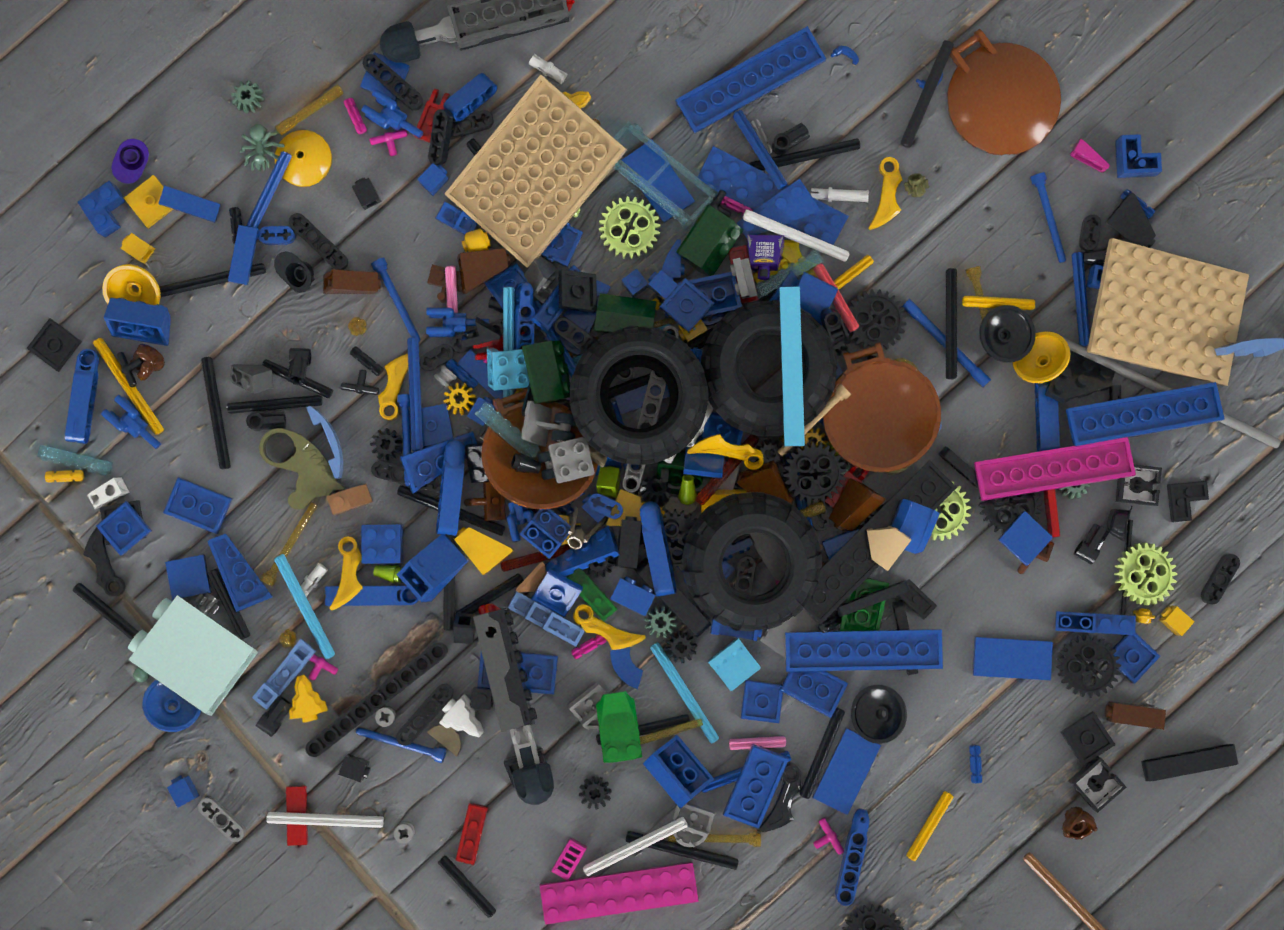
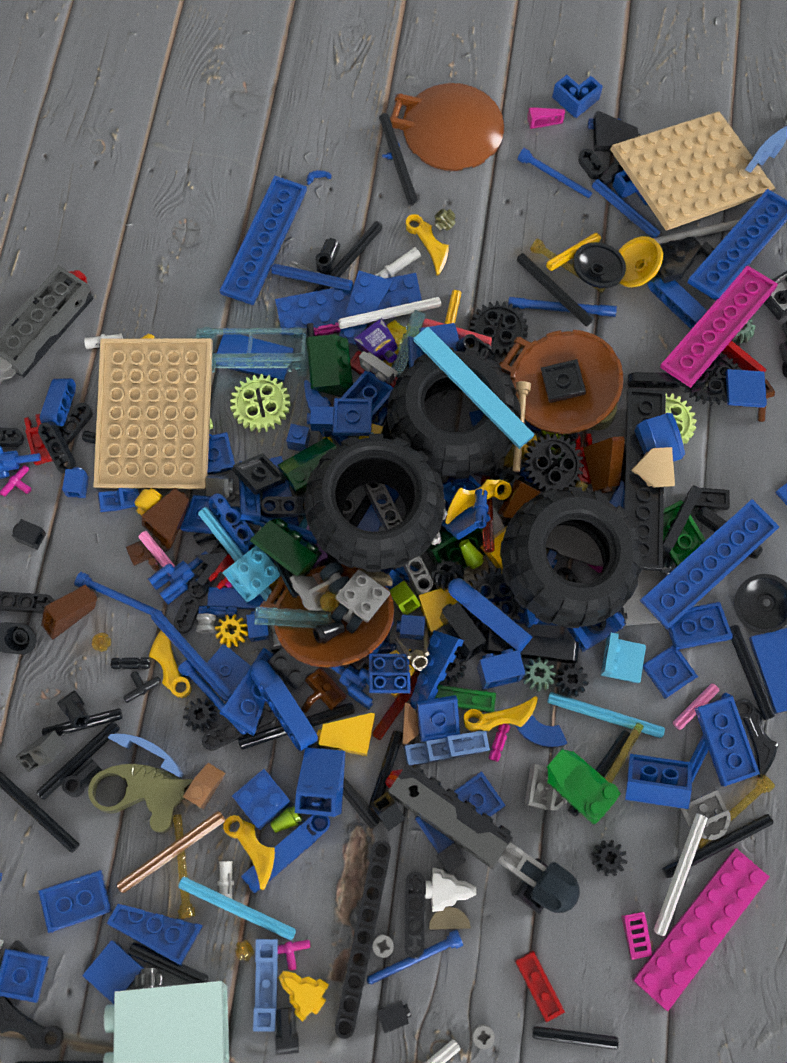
camera: 40 degrees left, 15 degrees down
(292, 528) = (170, 852): none -> medium nougat axle
(543, 446) = (329, 602): none -> clear yellow plate
(607, 501) = (420, 621): blue beam -> none
(720, 464) = (480, 508): none -> blue pin
(881, 411) = (563, 381): none -> black tile

